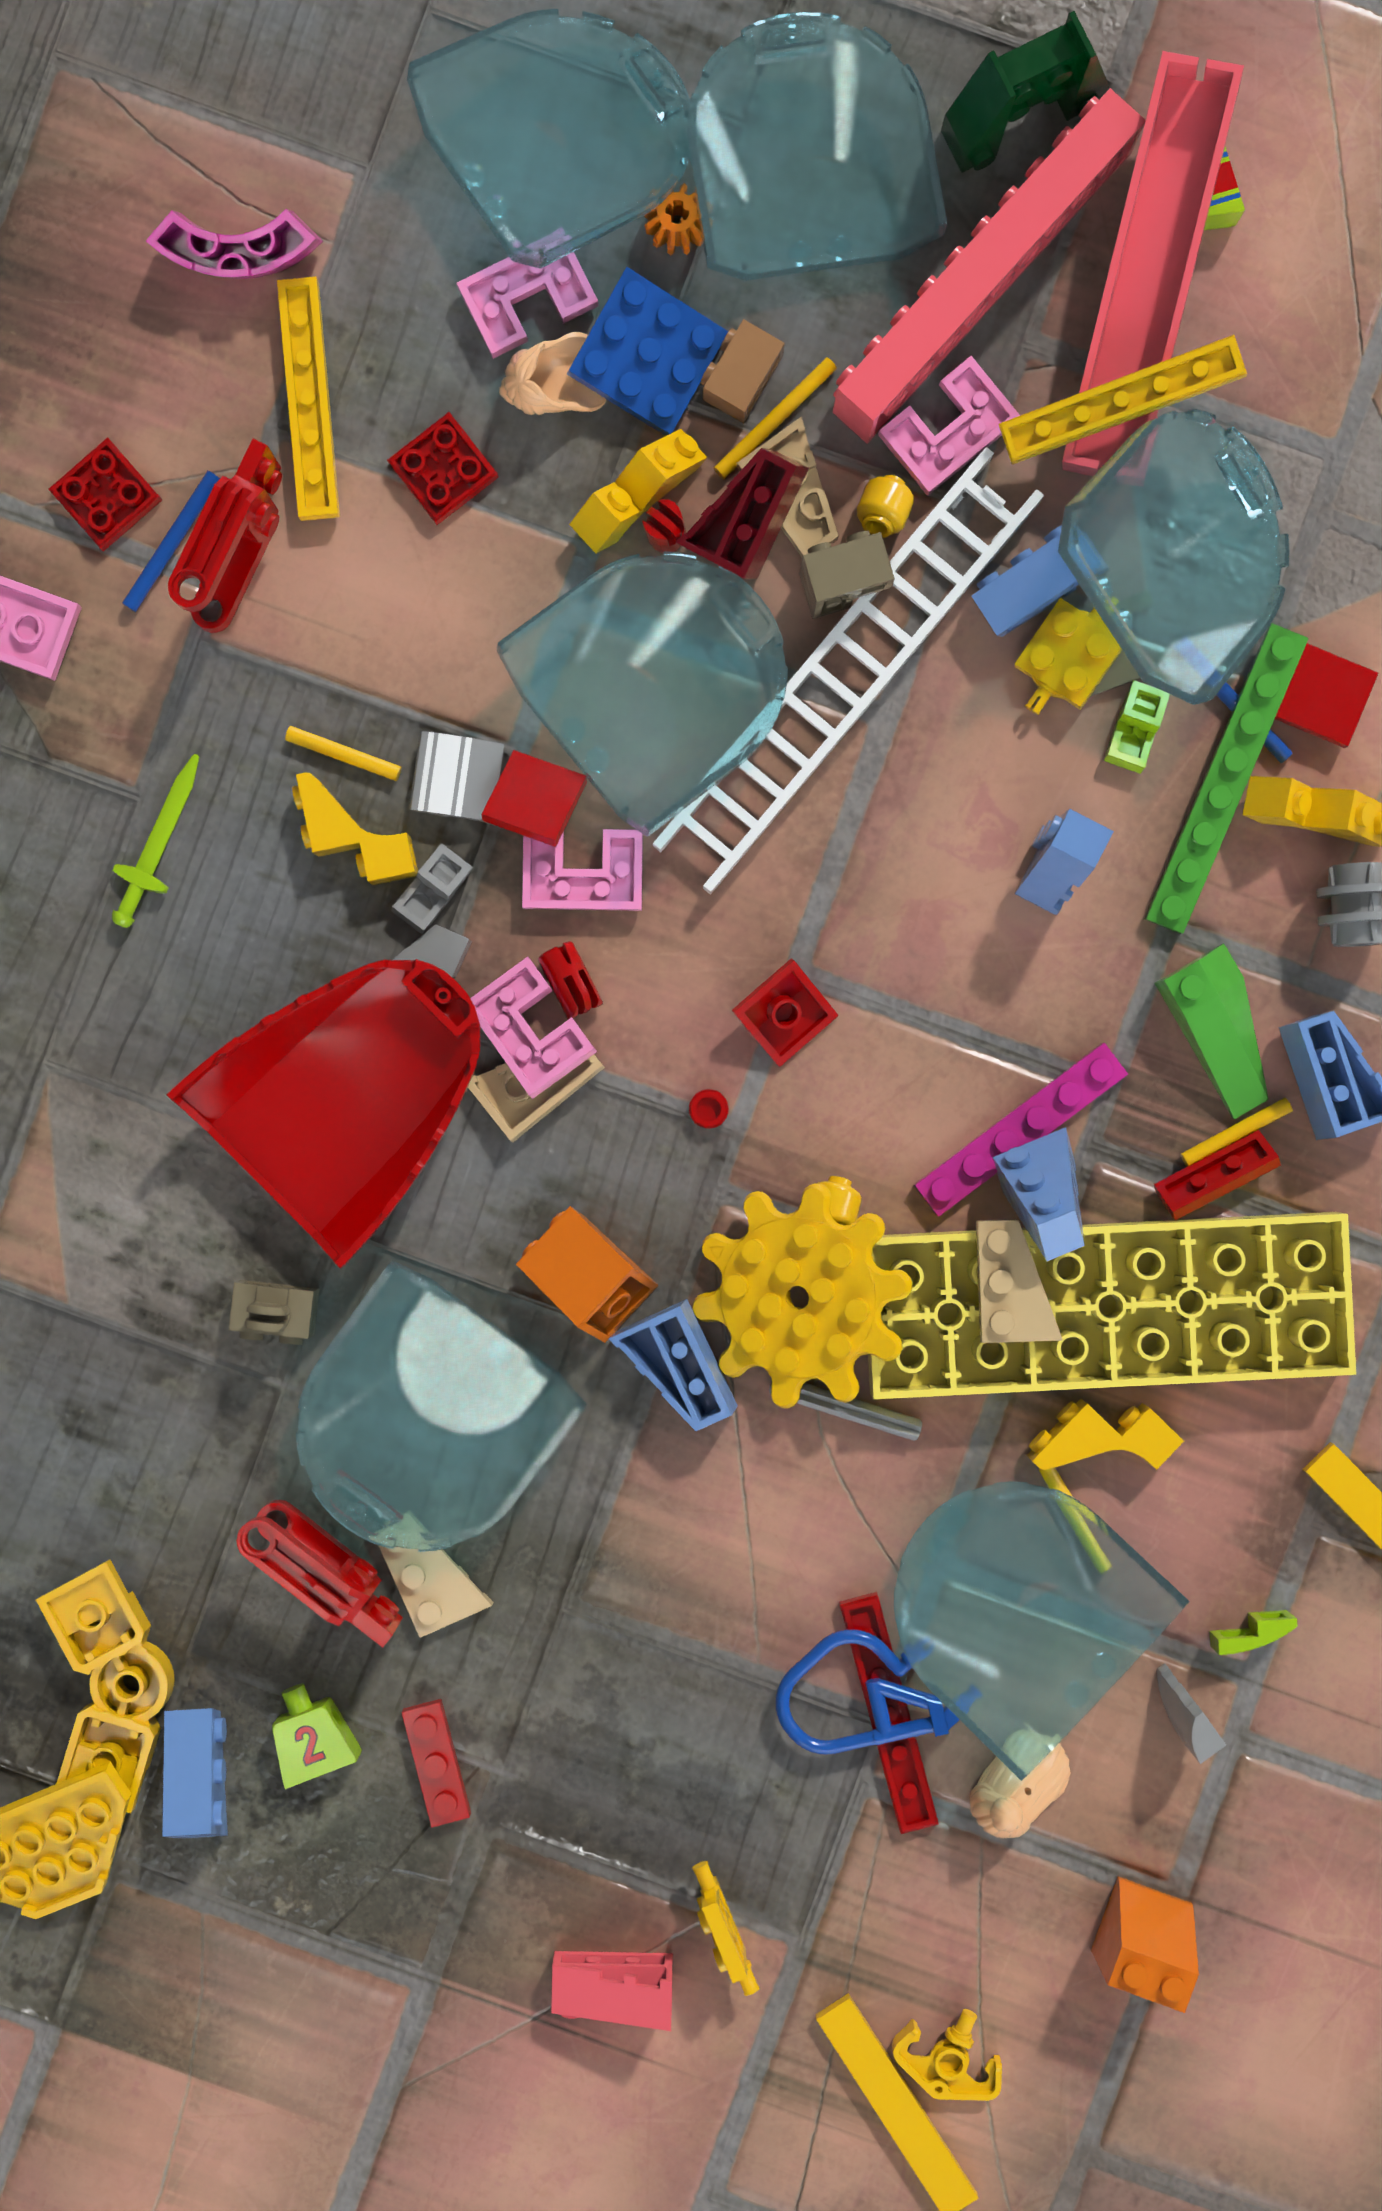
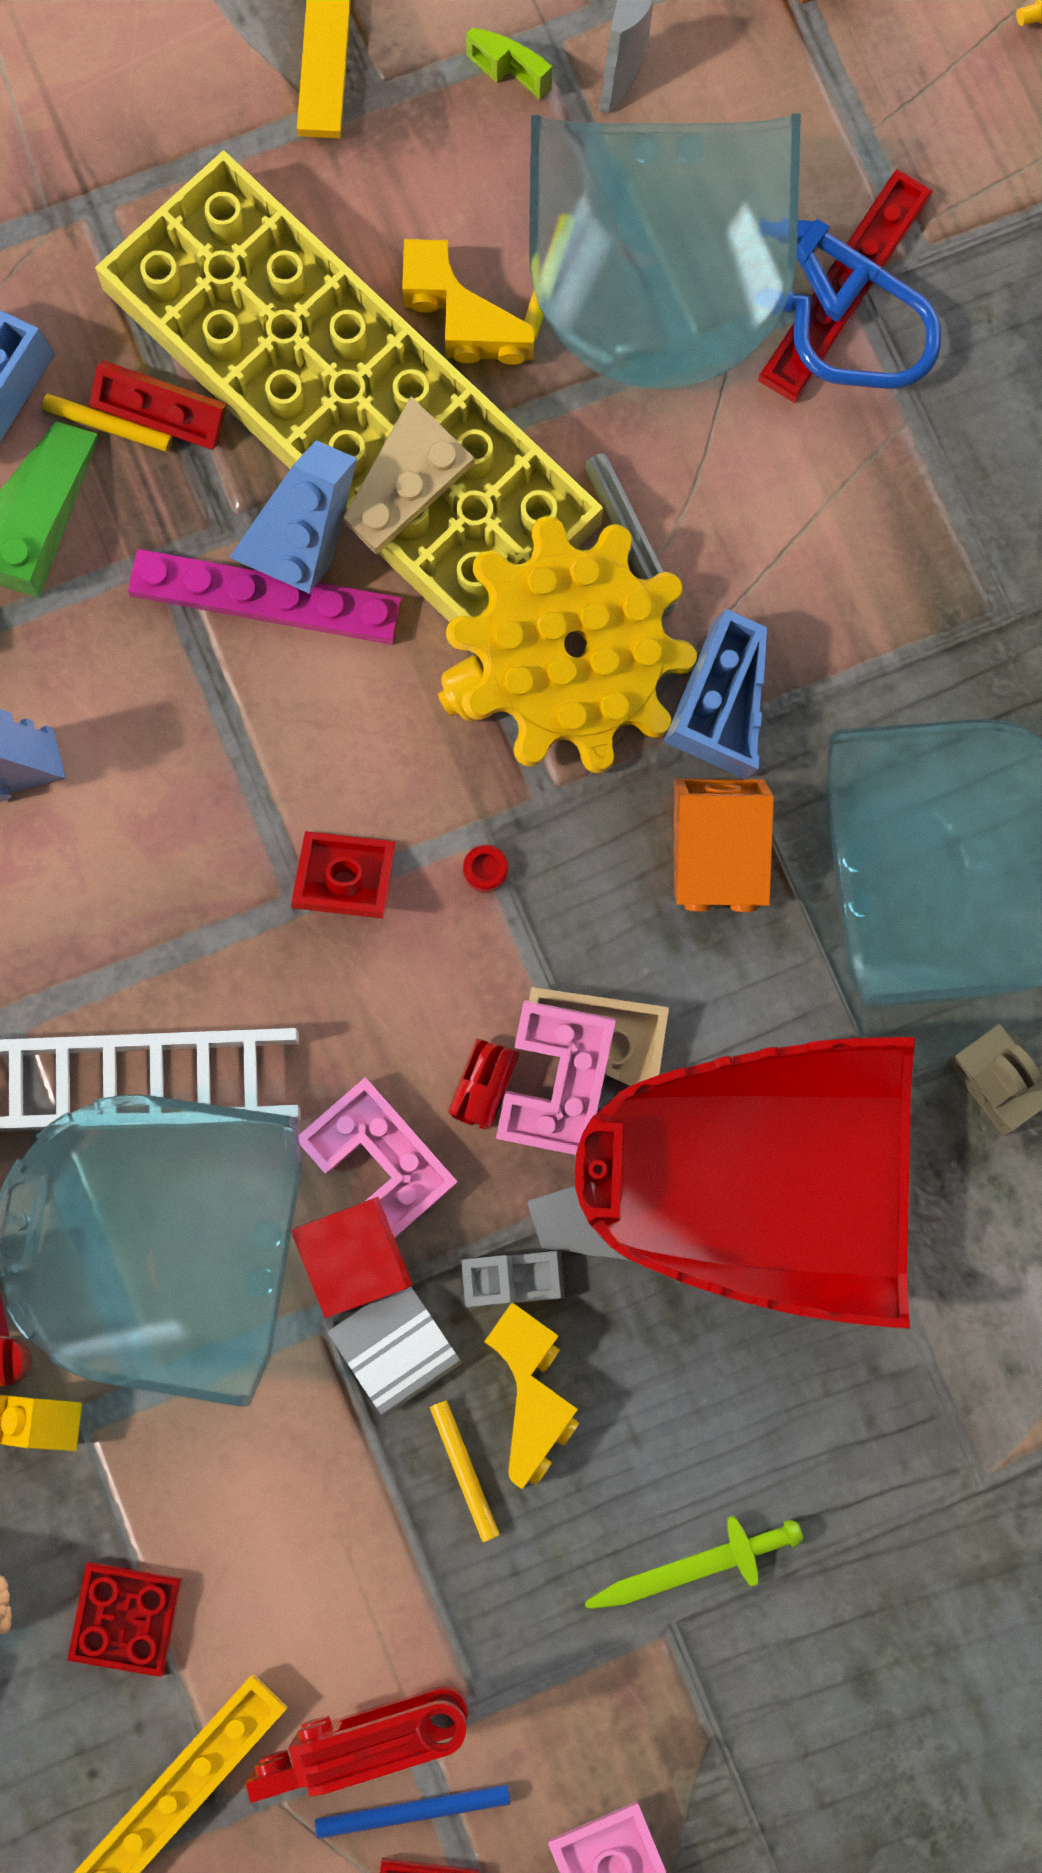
camera: 140 degrees left, 10 degrees down
(1009, 1805) = (829, 131): light nougat hair -> none

